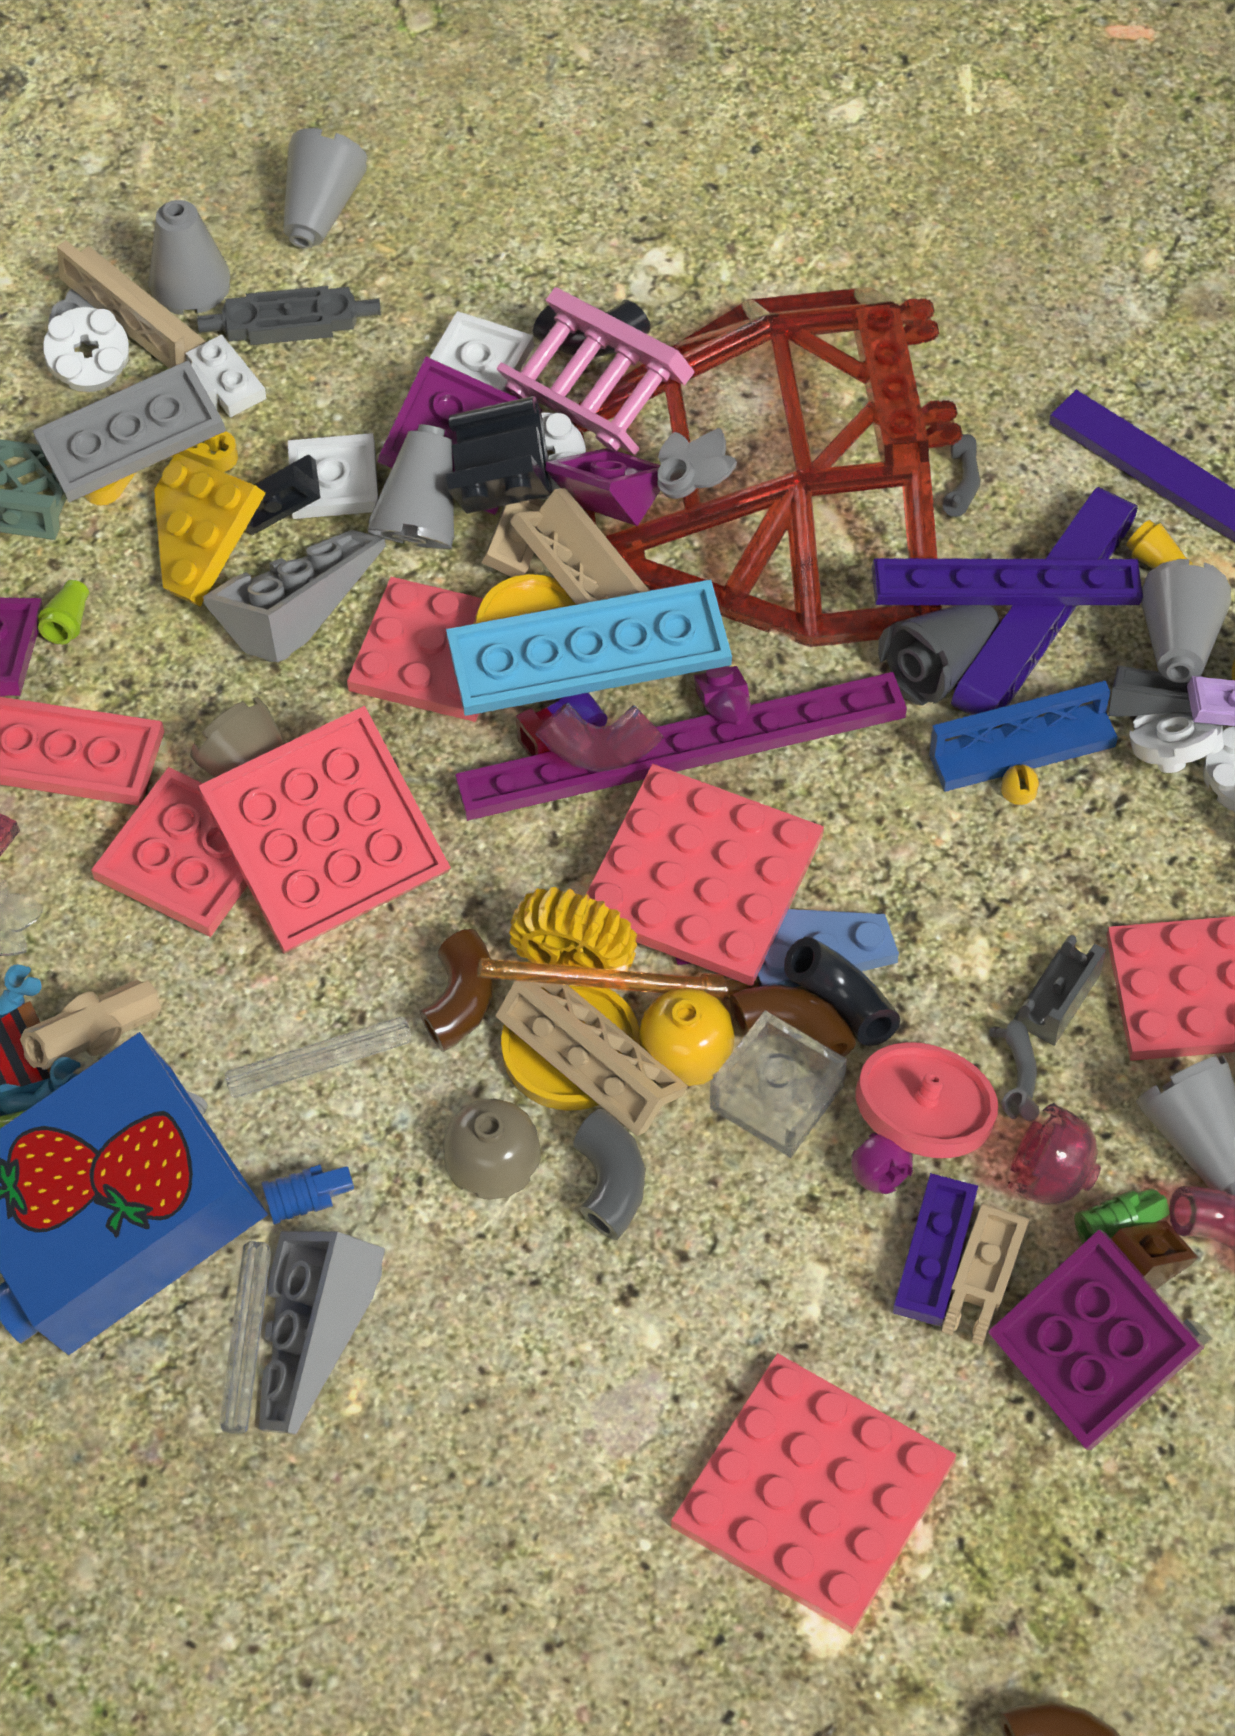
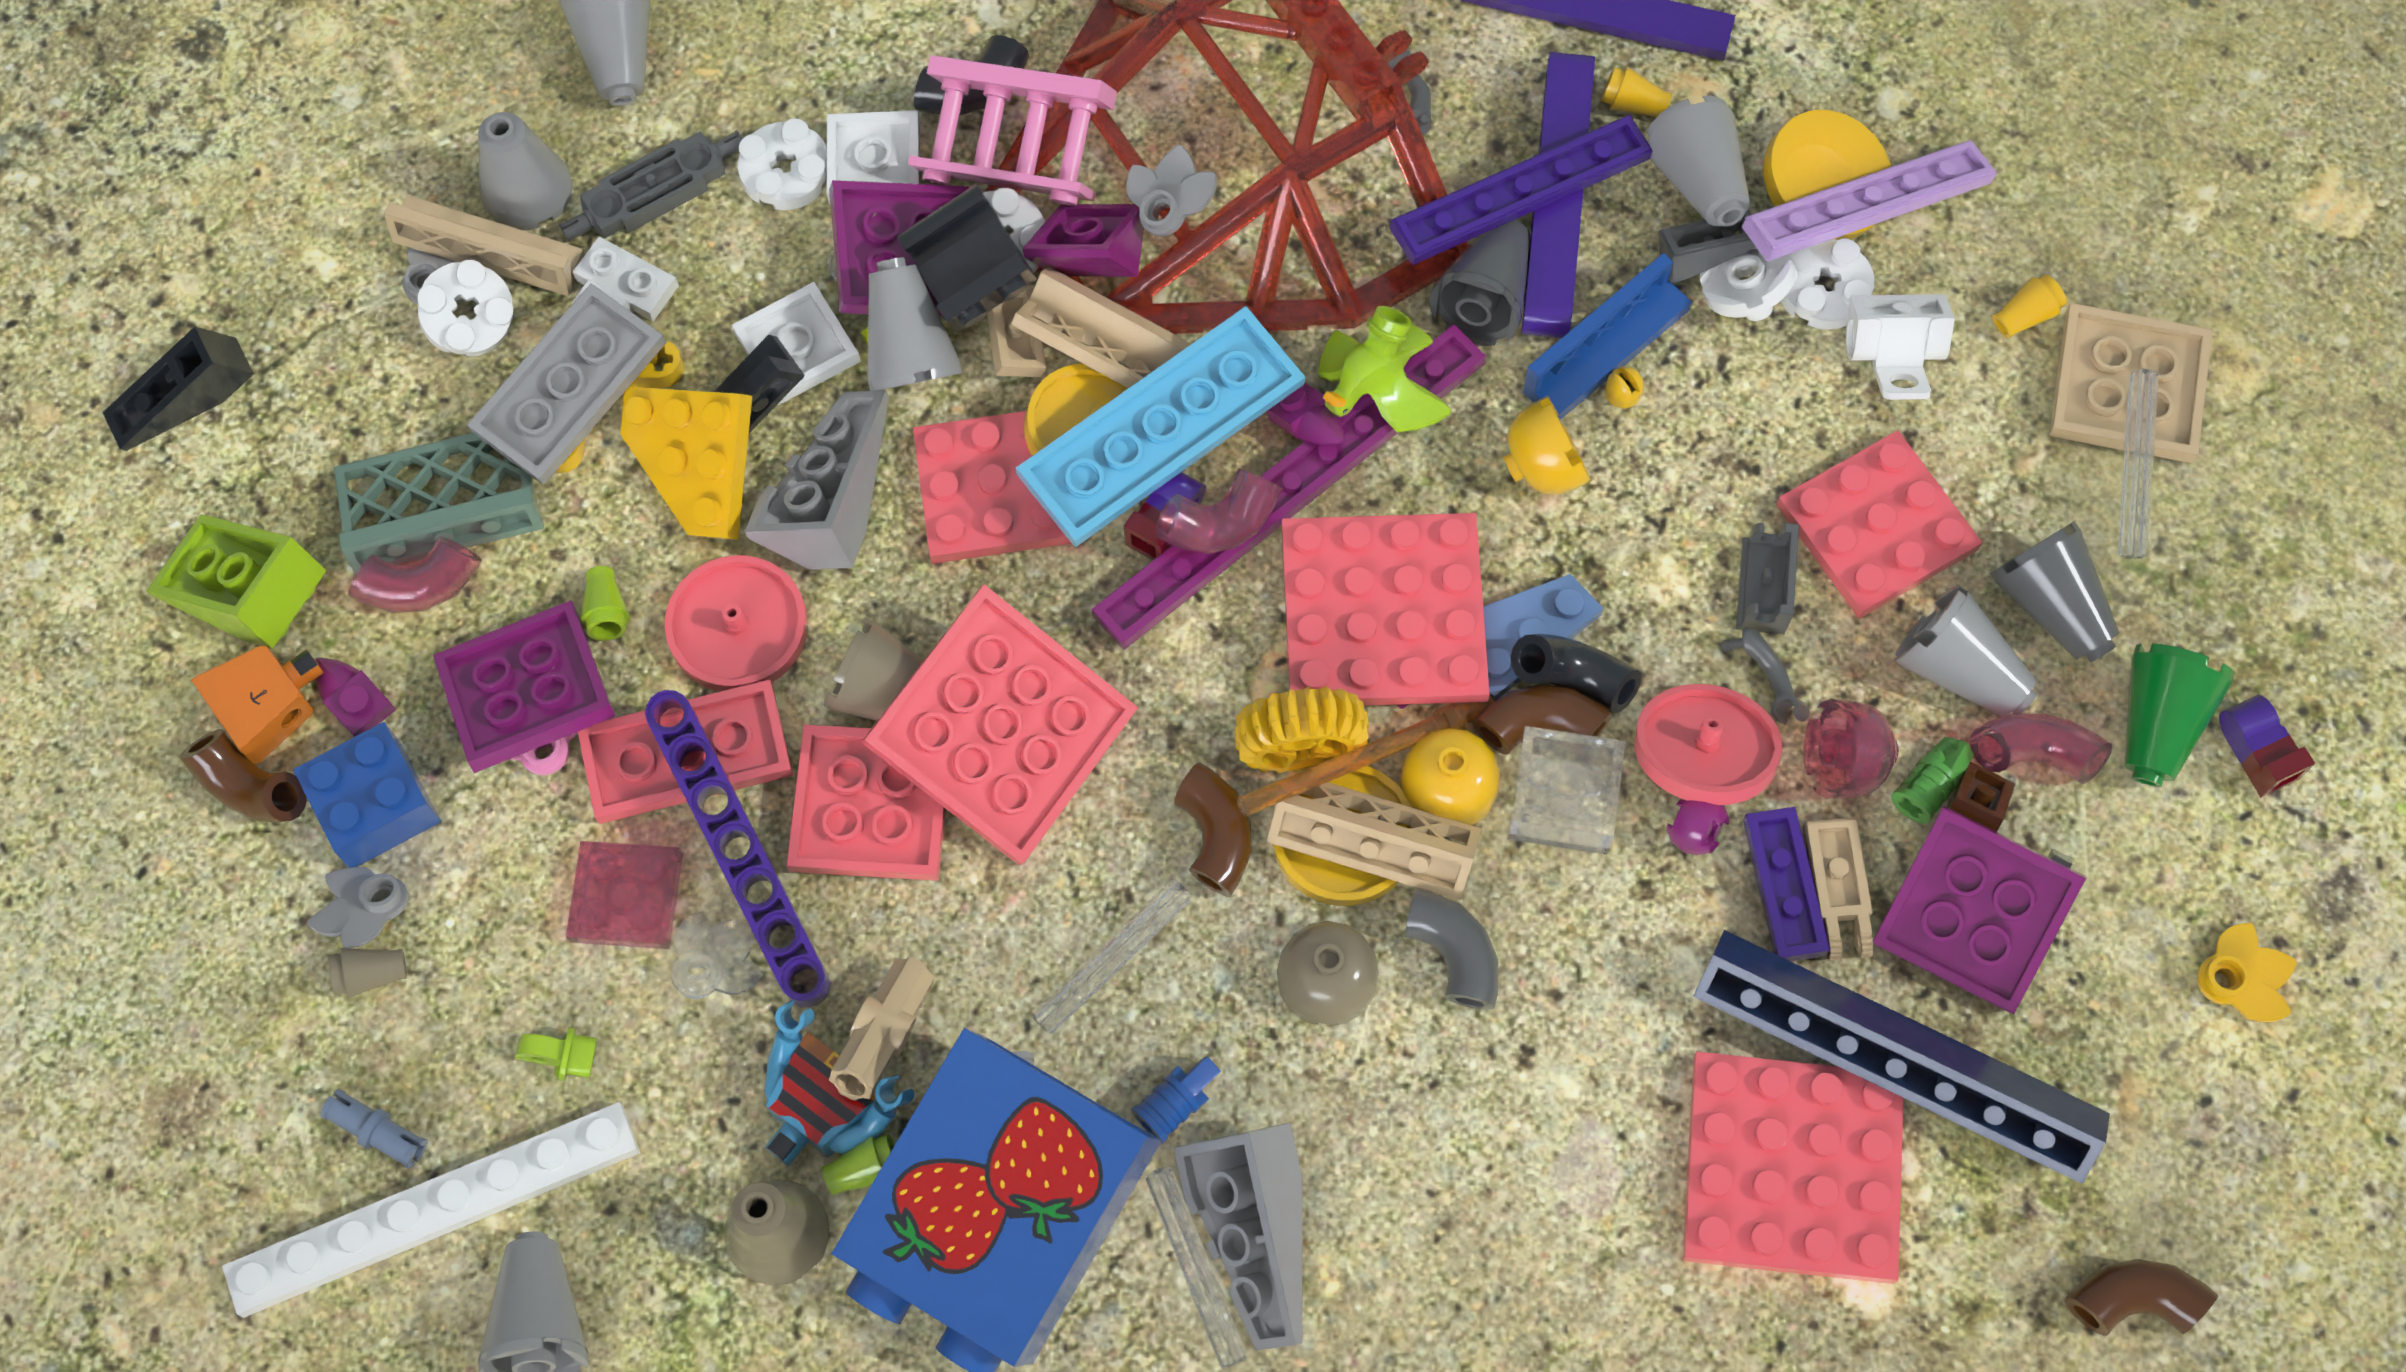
camera: 25 degrees left, 10 degrees up
(60, 856) = (726, 826): none -> dark purple beam
(163, 670) = (736, 622): none -> coral piece
(398, 320) = (778, 142): none -> white plate
(802, 676) = (1378, 371): none -> lime animal
(915, 803) = (1544, 451): none -> yellow cylinder
(961, 1437) = (1904, 1057): none -> dark blue brick

